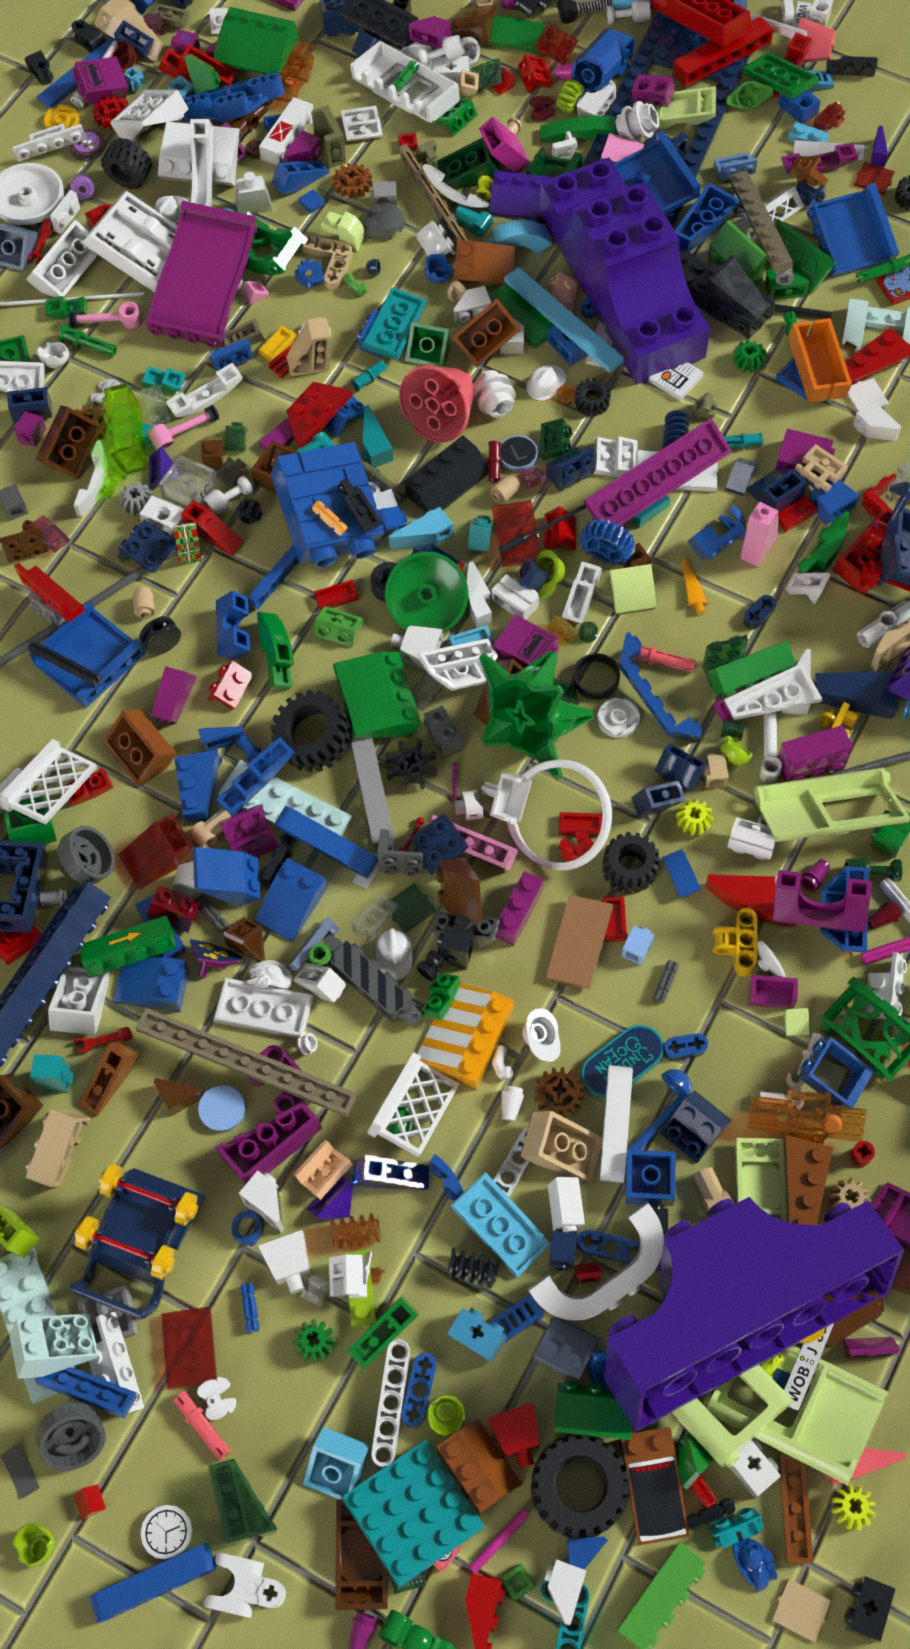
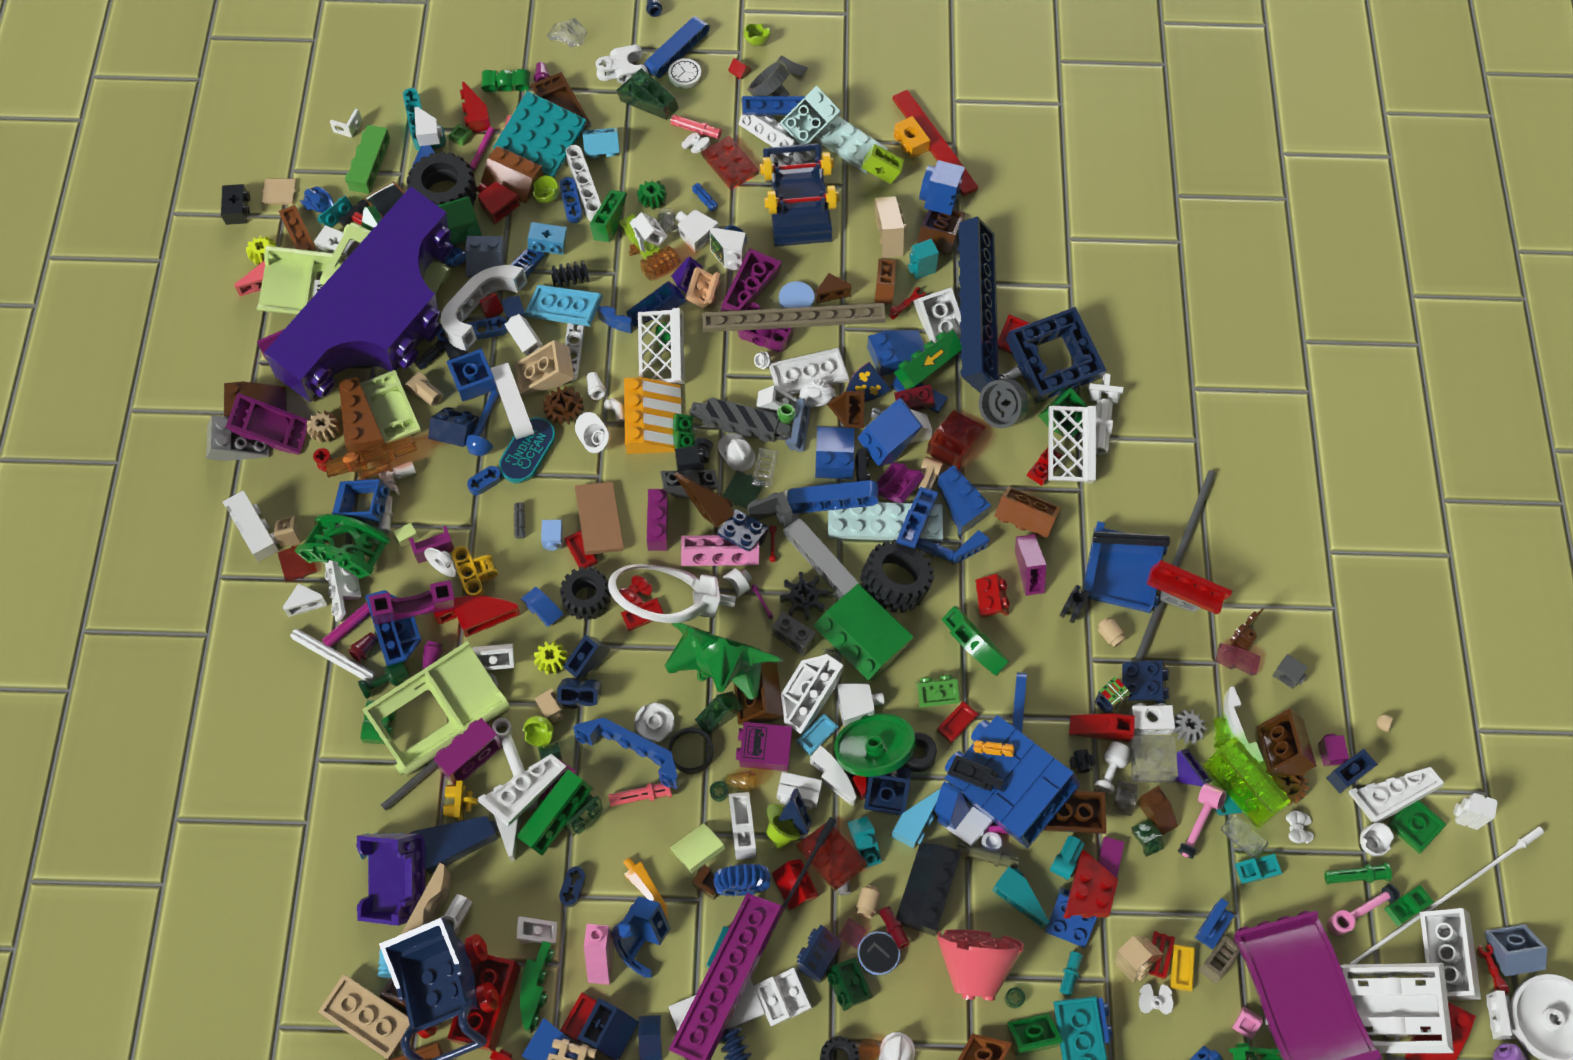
camera: 150 degrees right, 0 degrees up
(207, 394) = (1209, 869): white slope -> none
(231, 640) = (1015, 630): blue arch -> none
(494, 393) = (934, 1000): white piece -> none

